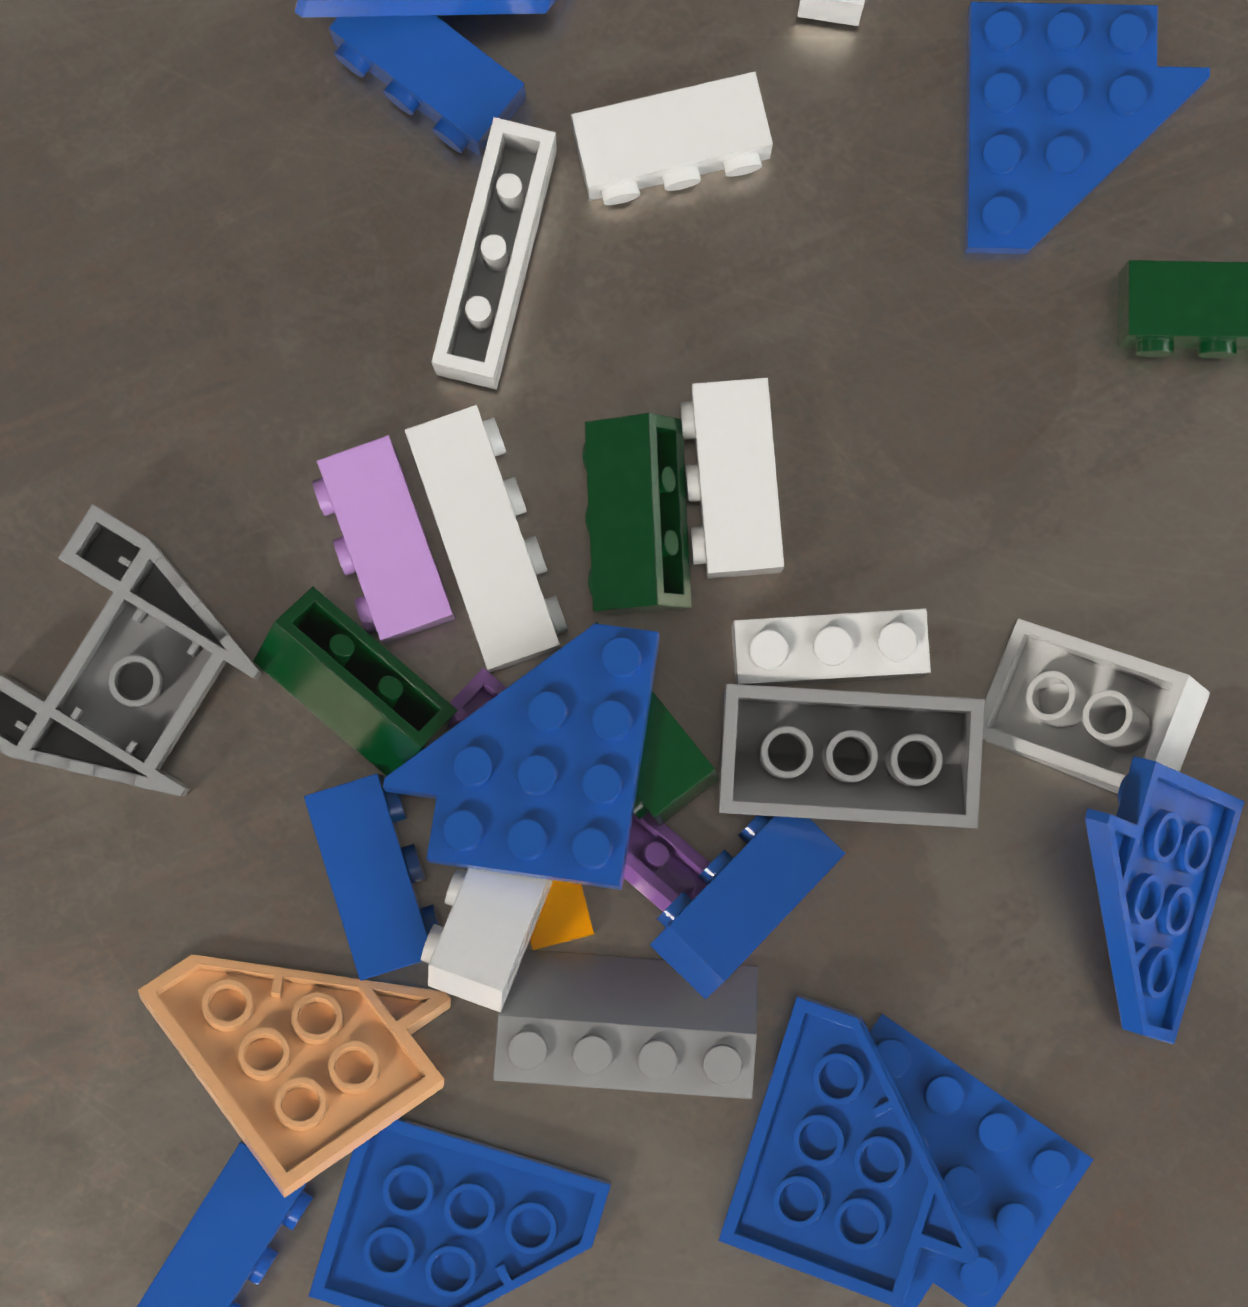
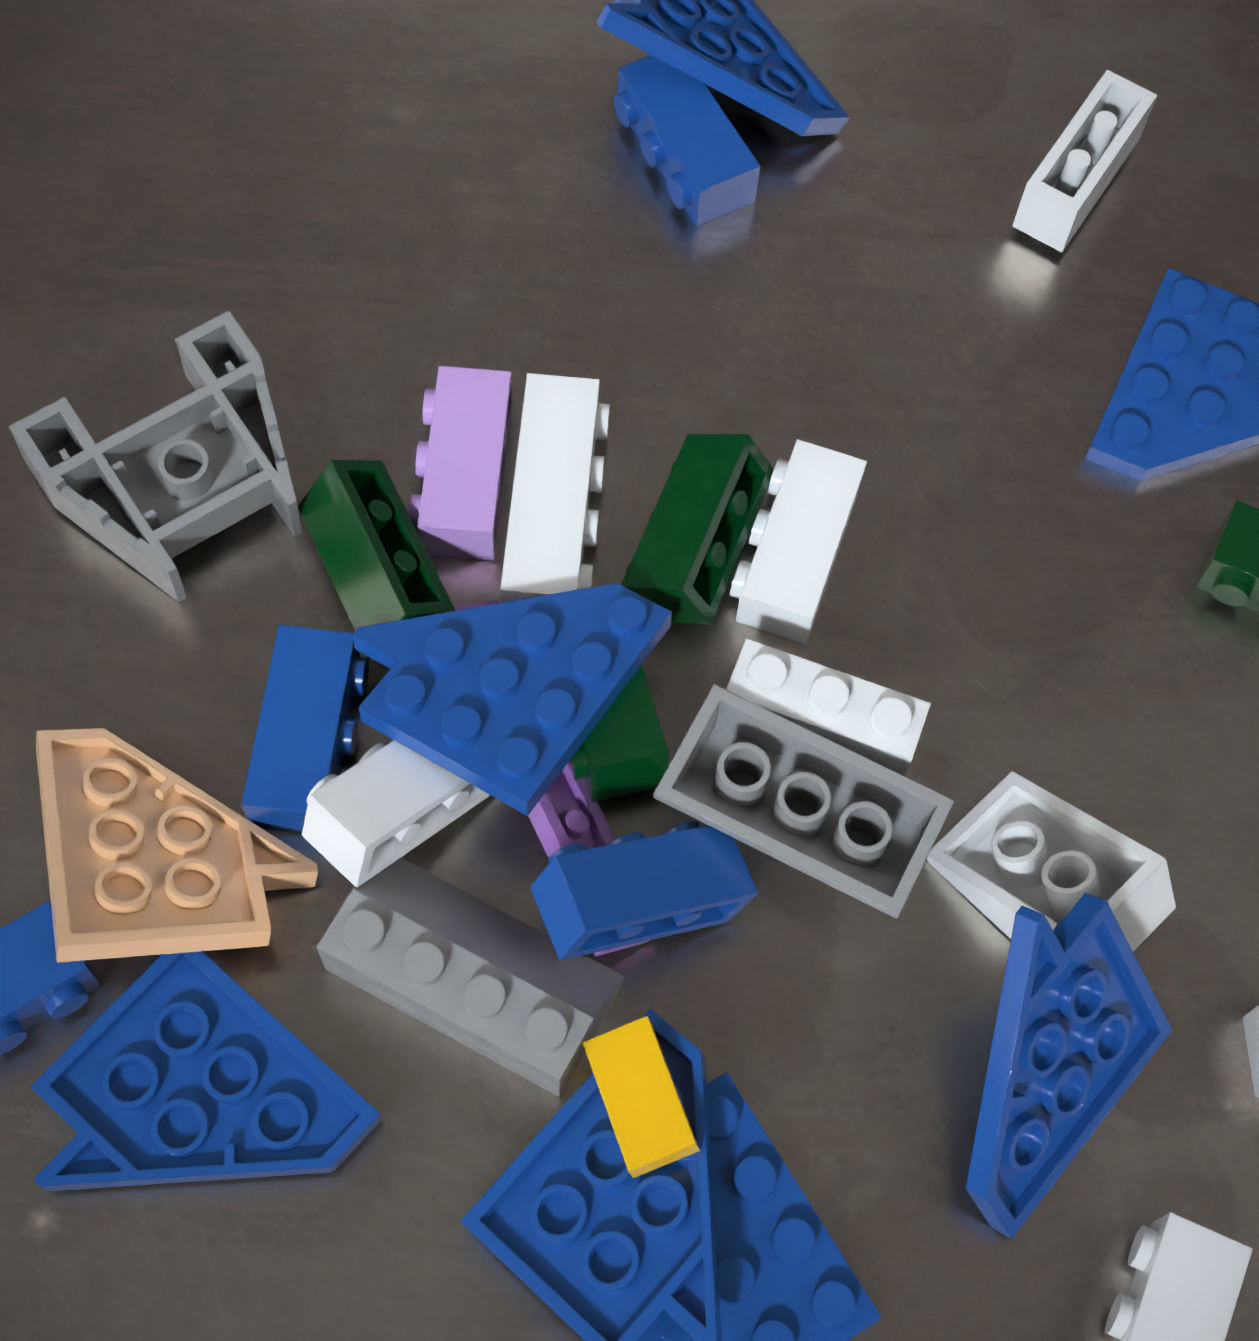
camera: 20 degrees right, 20 degrees down
(495, 253) = (671, 281): white brick -> none
(562, 916) = (460, 847): light orange tile -> none
(672, 138) = (866, 262): white brick -> none
(824, 1081) = (640, 1097): none -> yellow tile

